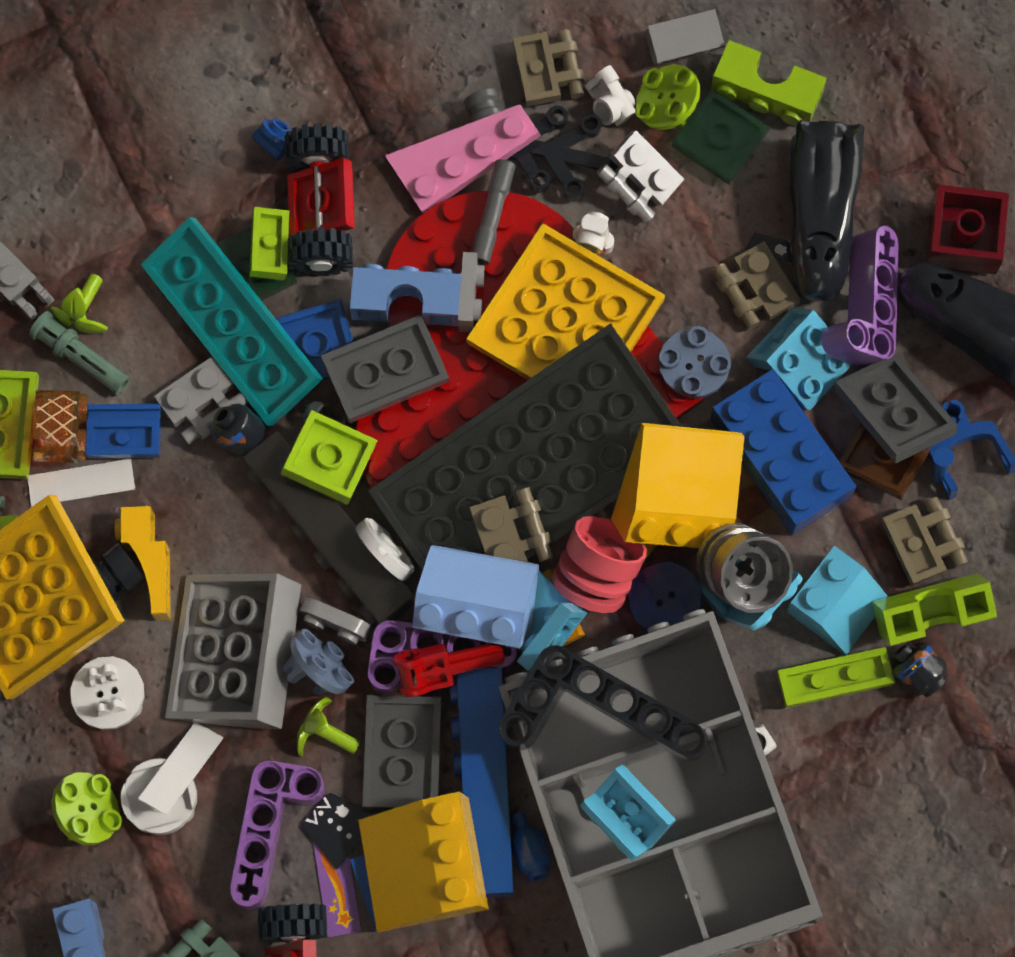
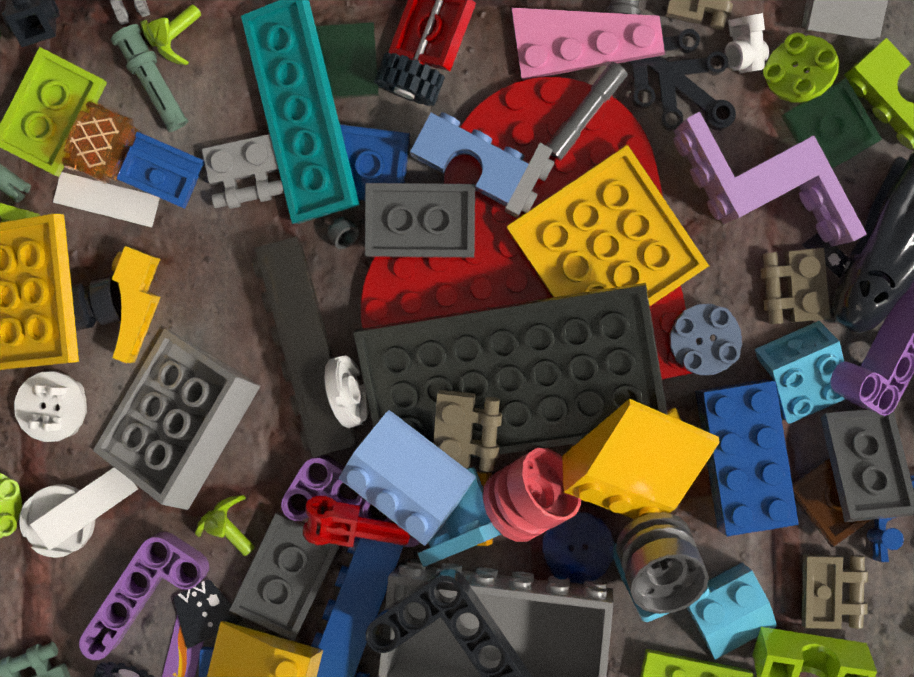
camera: 25 degrees right, 15 degrees up
(237, 429) = (262, 218): black head -> none
(269, 243) = (365, 49): lime plate -> none
(318, 662) = (243, 469): sand blue plate -> none
(320, 615) = (266, 421): light grey plate -> none
(329, 457) = (331, 284): lime plate -> none
(594, 234) = (669, 173): white plate -> none
(646, 169) = (747, 128): plate -> none
(683, 203) = (798, 166): none -> lavender bracket

